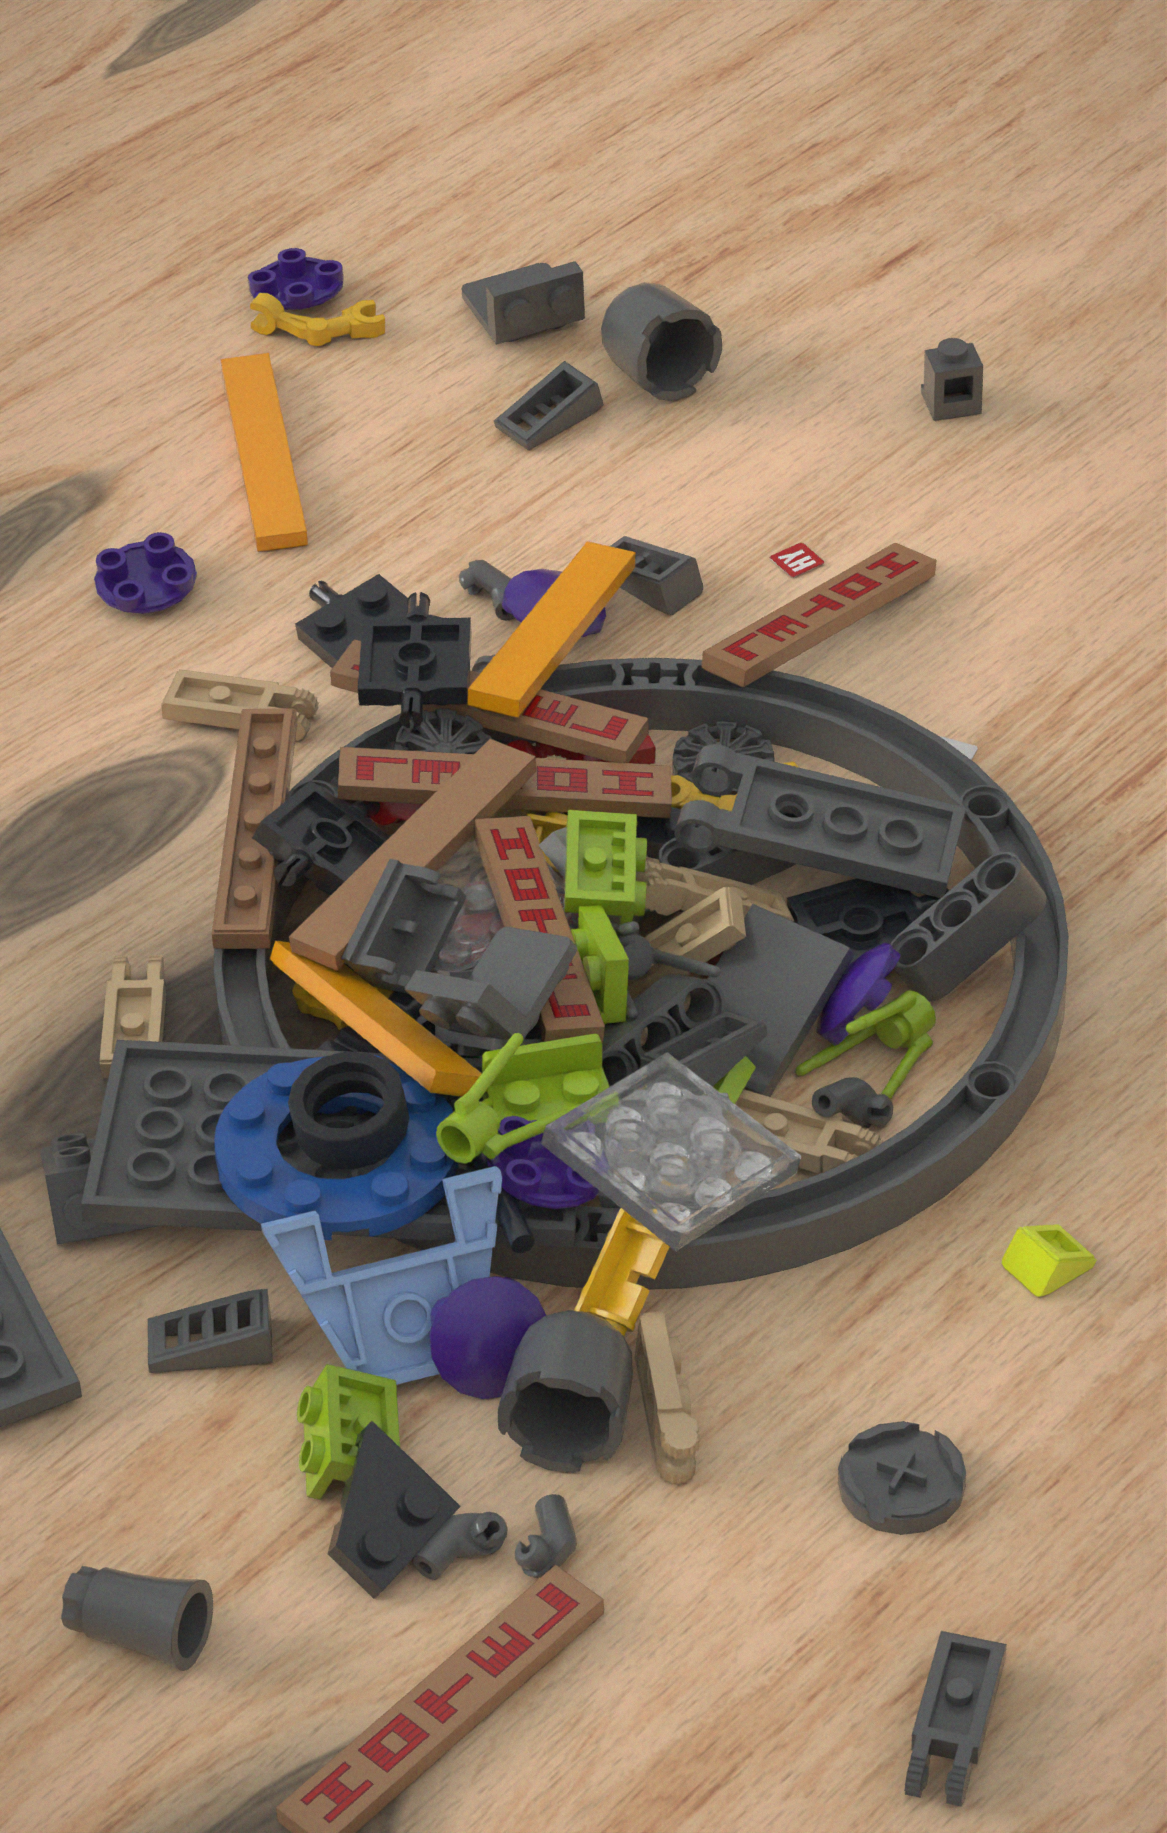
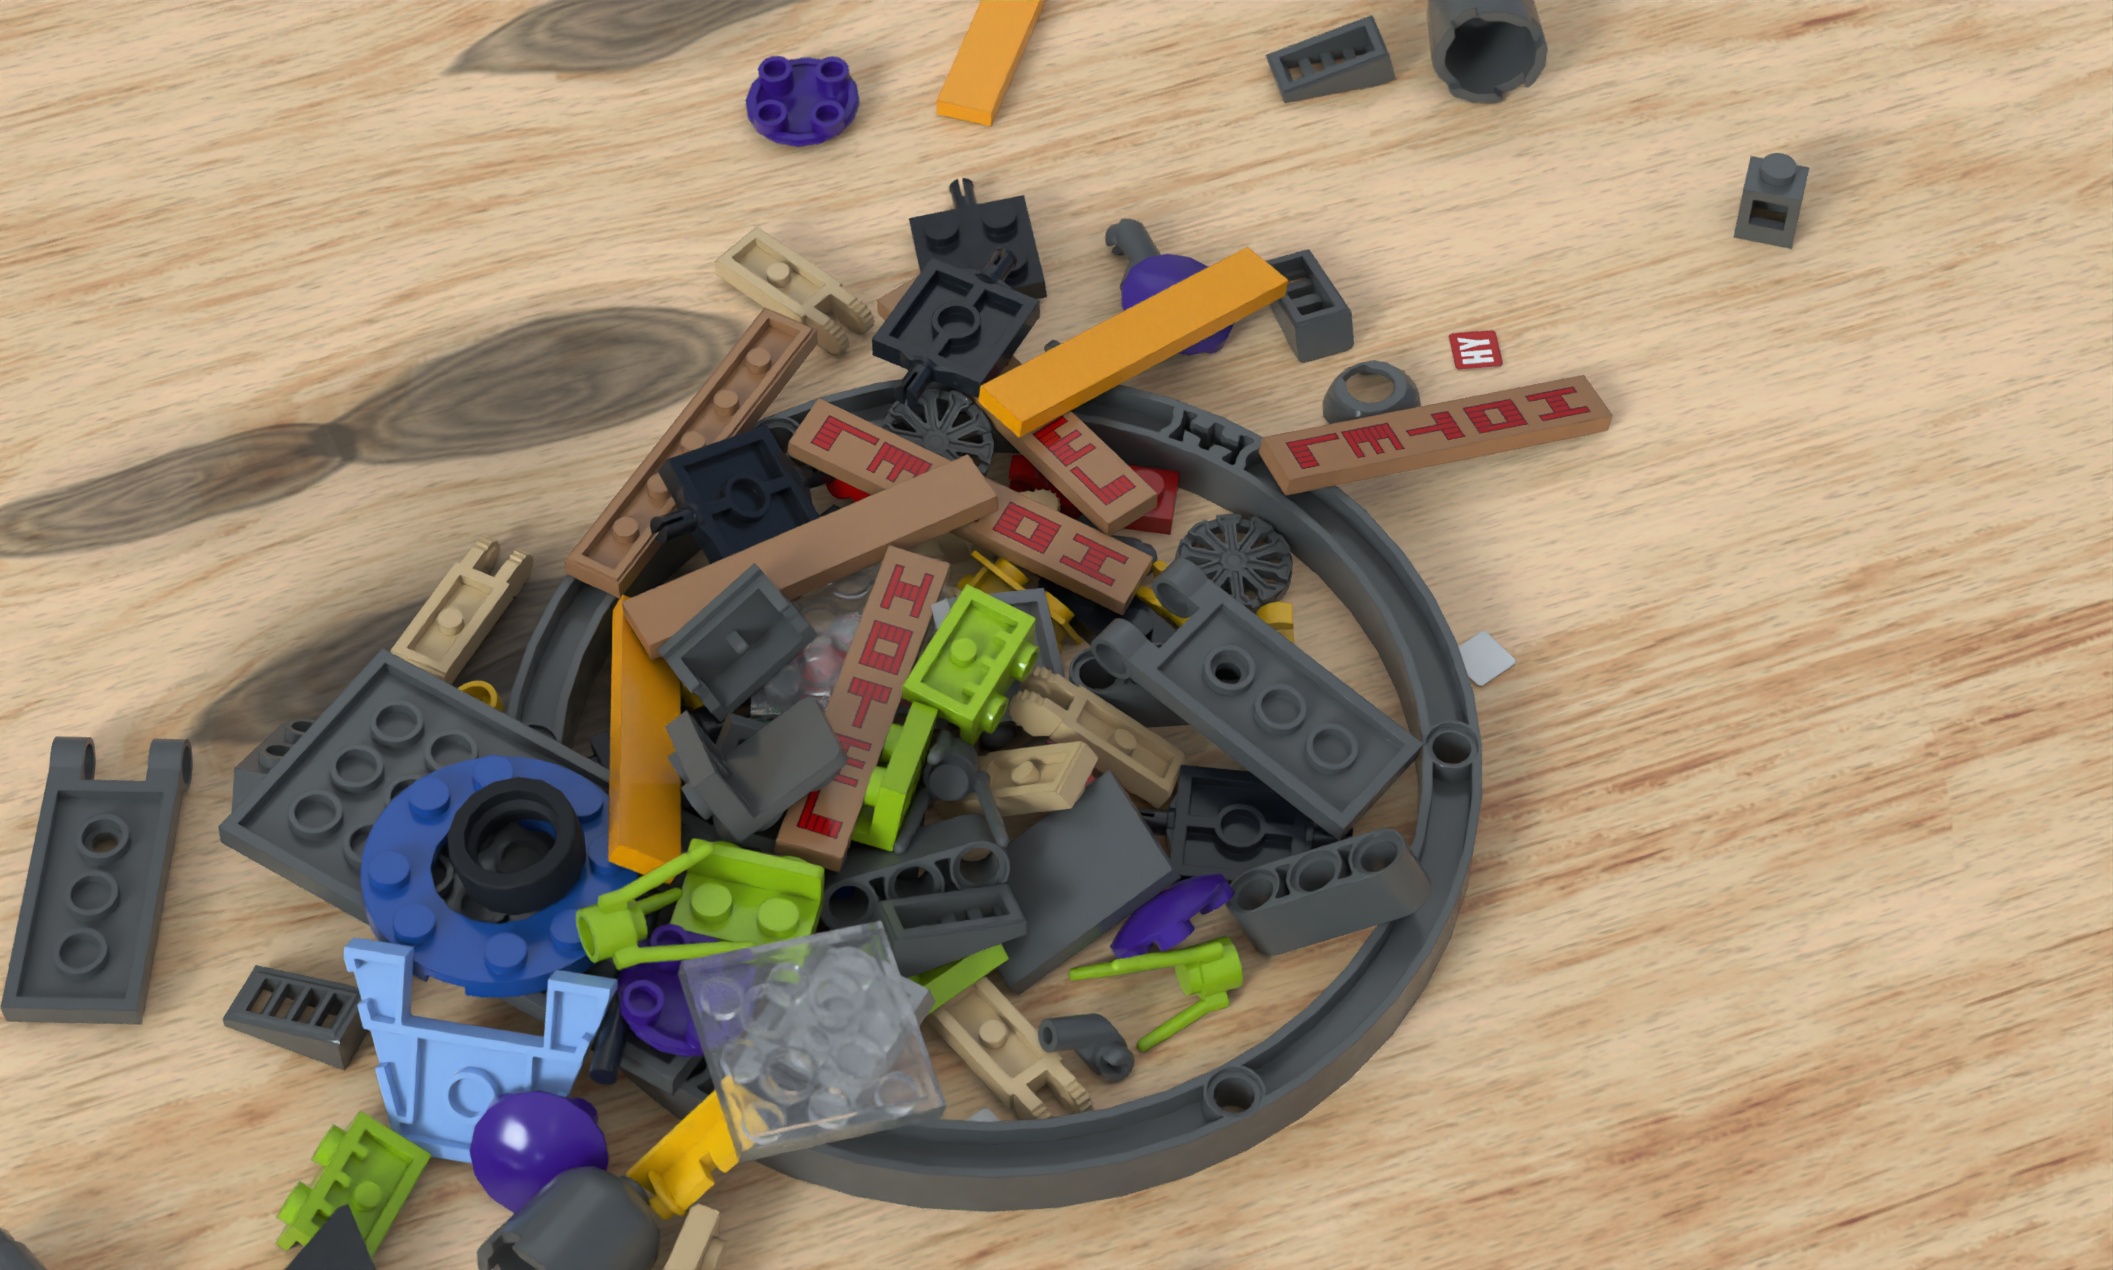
camera: 25 degrees right, 10 degrees up
(721, 625) = (1341, 406): none -> dark grey piece

